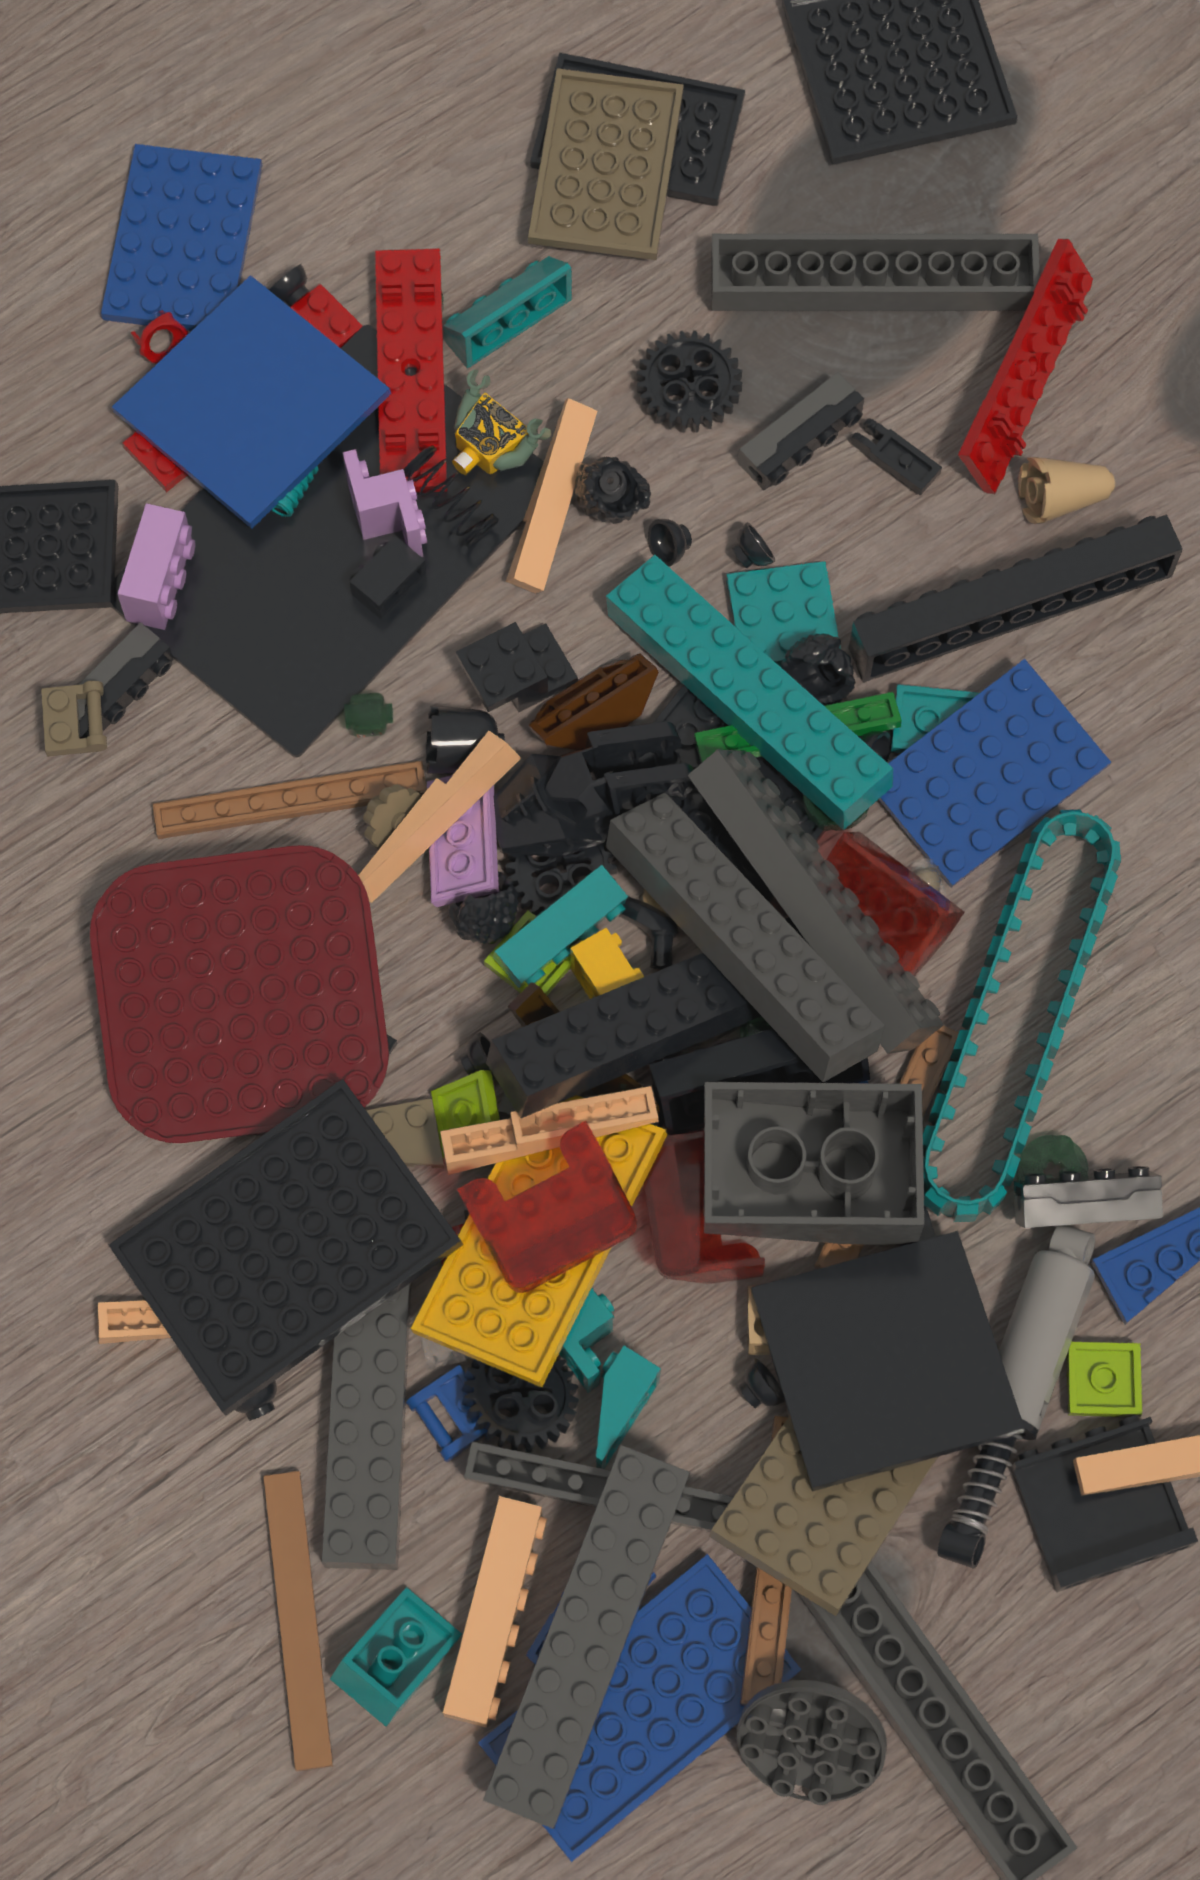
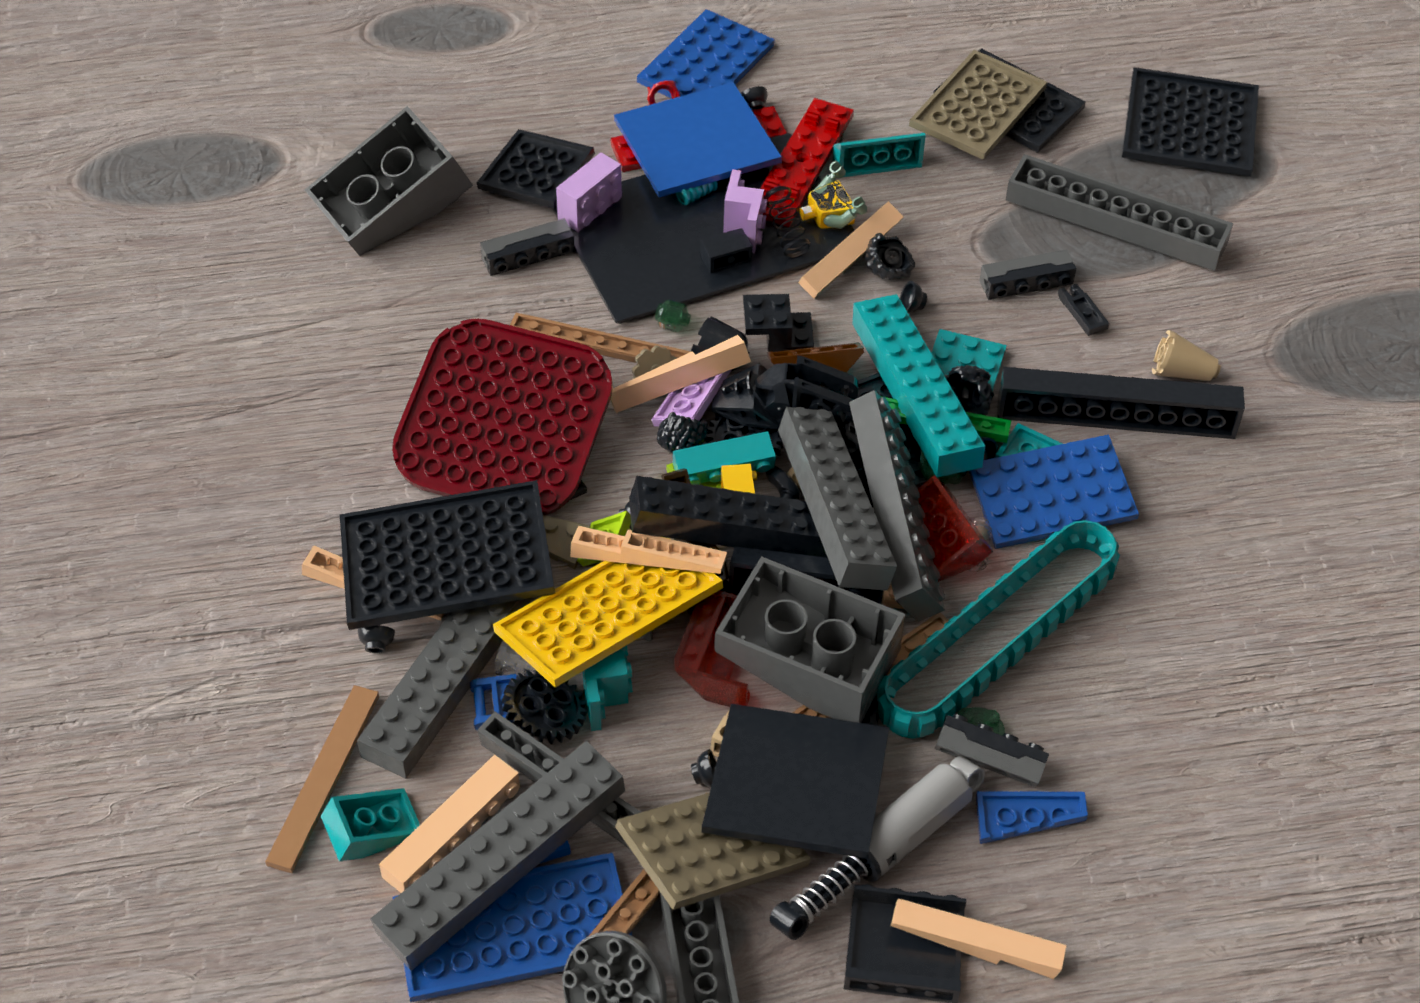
camera: 25 degrees right, 20 degrees down
(62, 719) = (489, 242): dark tan plate -> none
(556, 1220) = (619, 592): clear red windscreen -> none
(626, 1389) = (612, 729): teal slope -> none
(684, 356) = (970, 226): black gear -> none
(752, 548) = (963, 320): black piece -> none
(1026, 367) = (1190, 289): red piece -> none
(1104, 1379) = (946, 867): lime plate -> none

